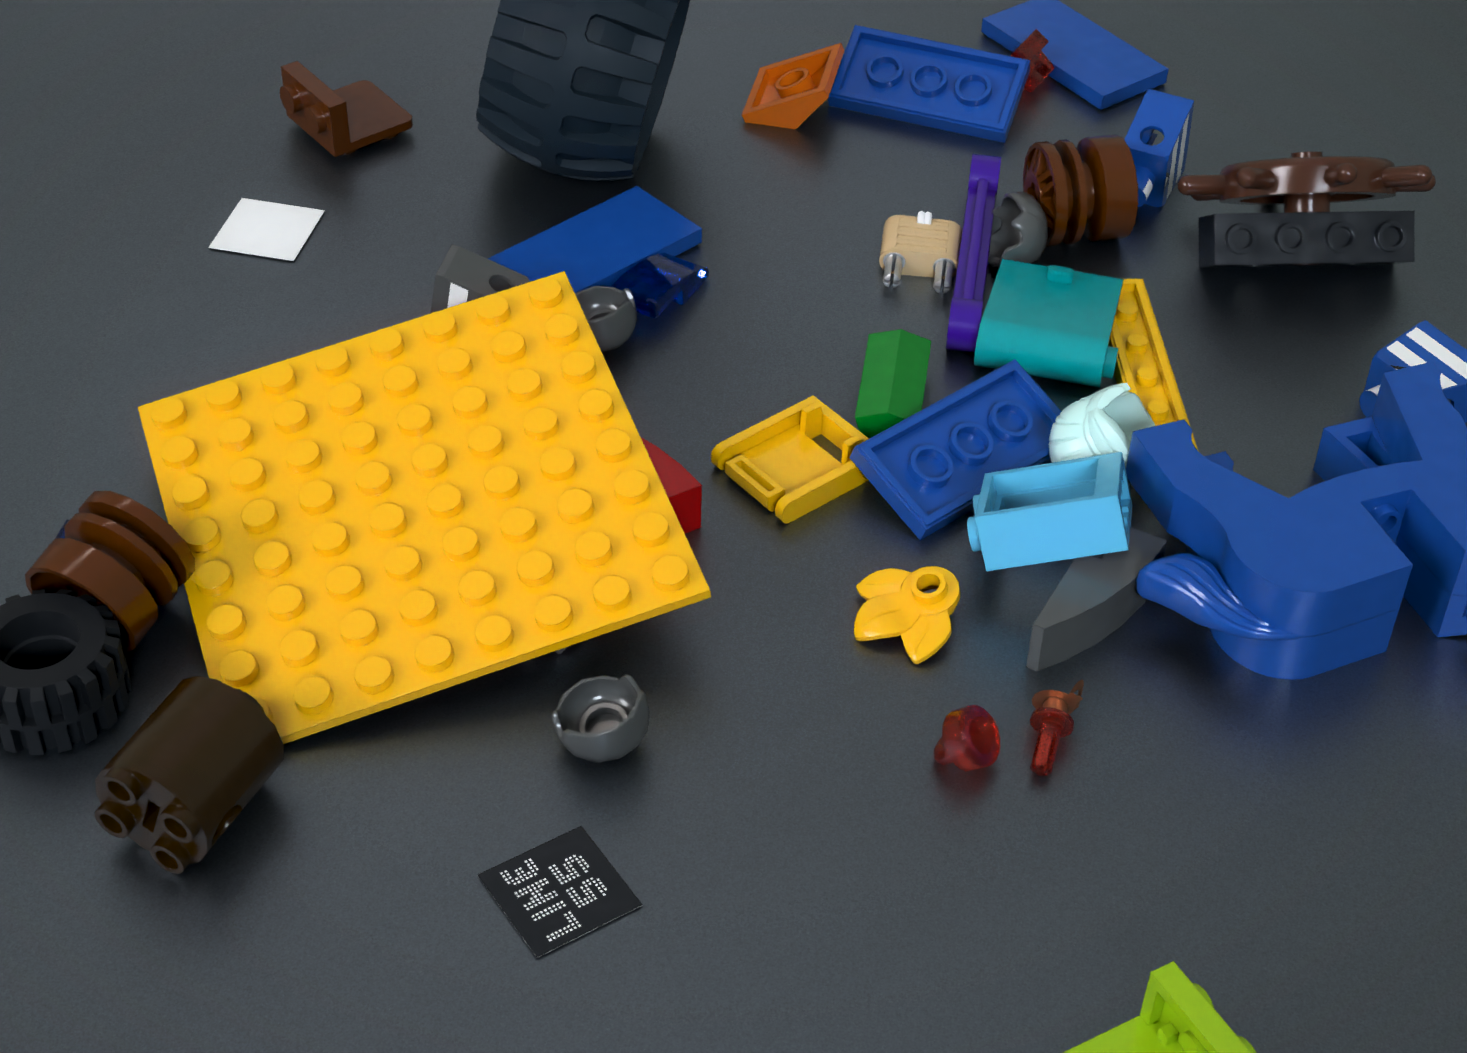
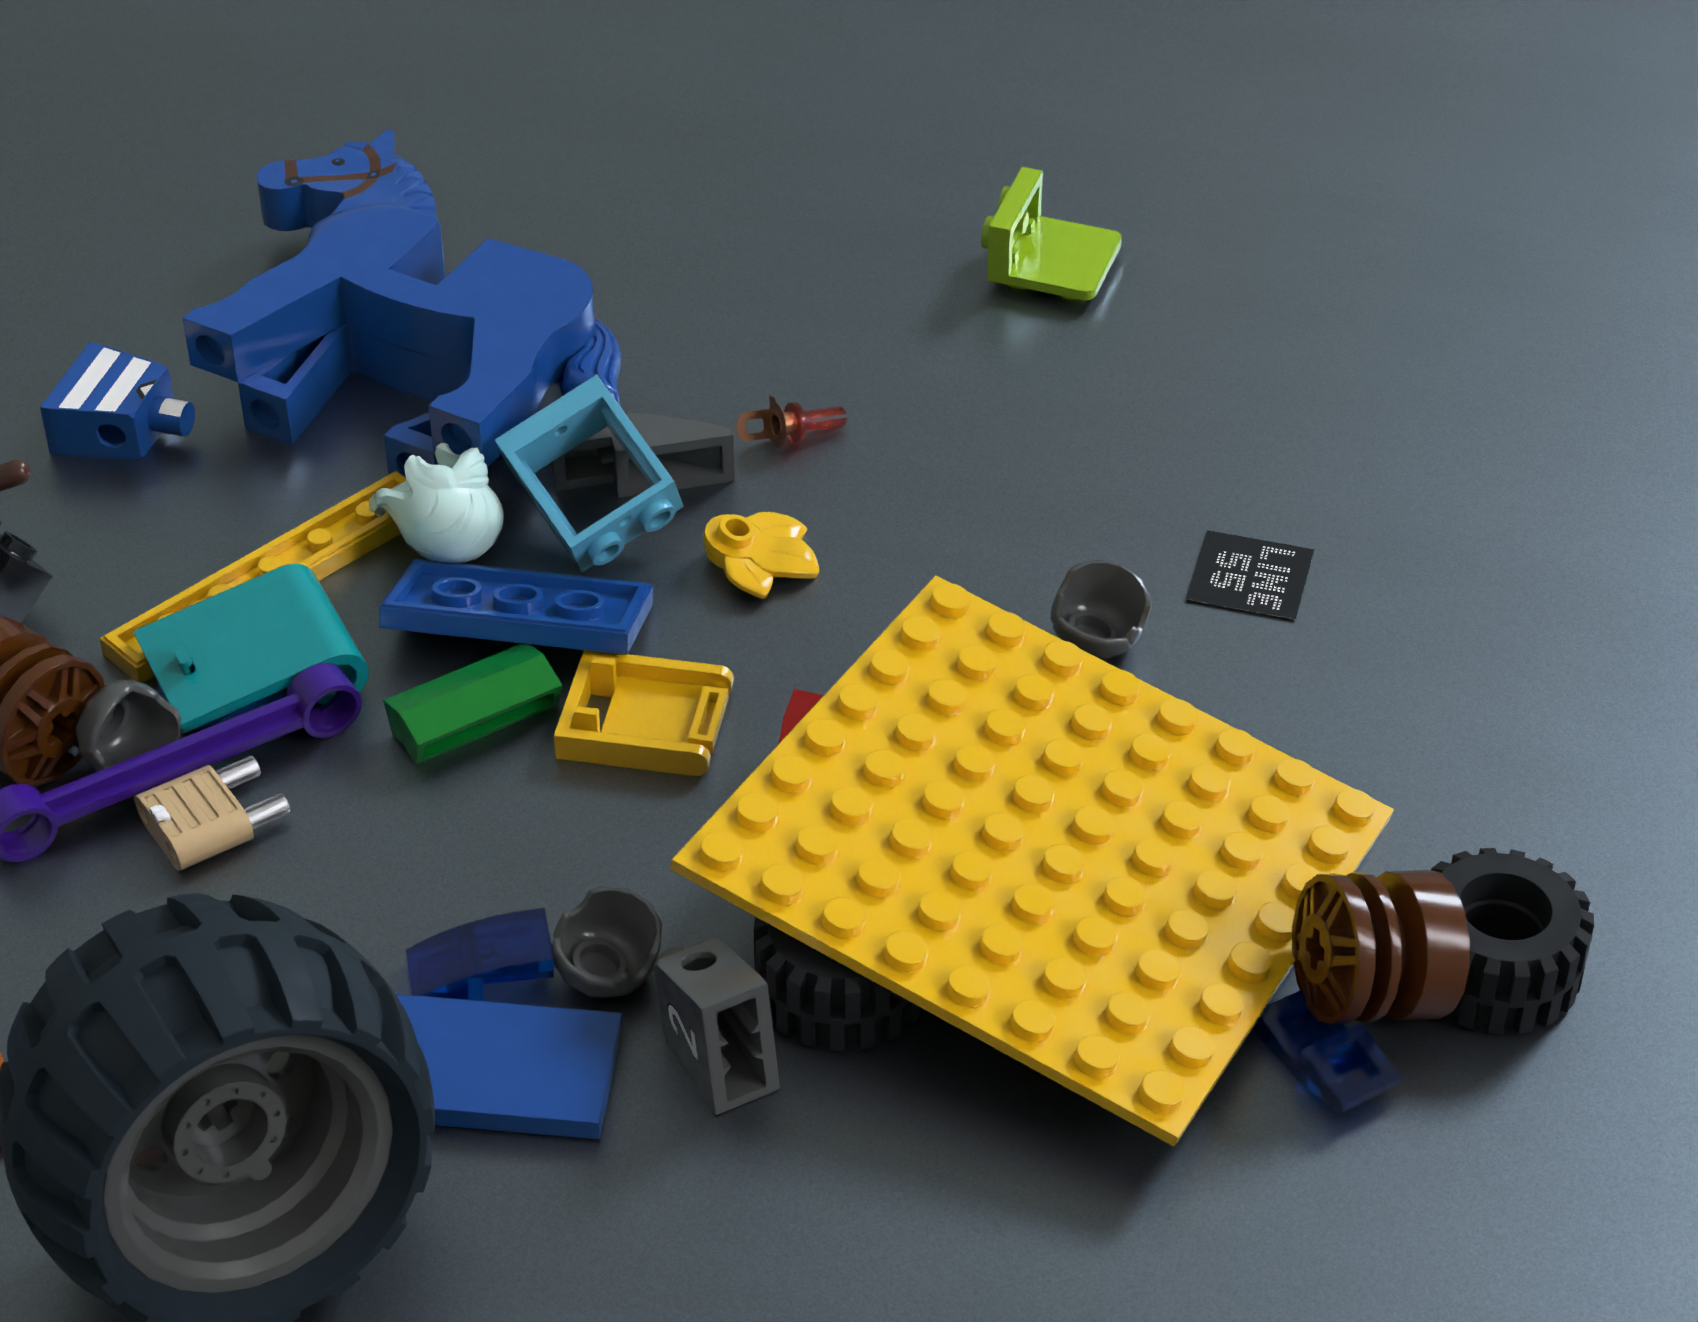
camera: 130 degrees left, 0 degrees up
(188, 771) = (1462, 753): dark brown cylinder -> none
(968, 739) = (867, 440): clear red tile -> none

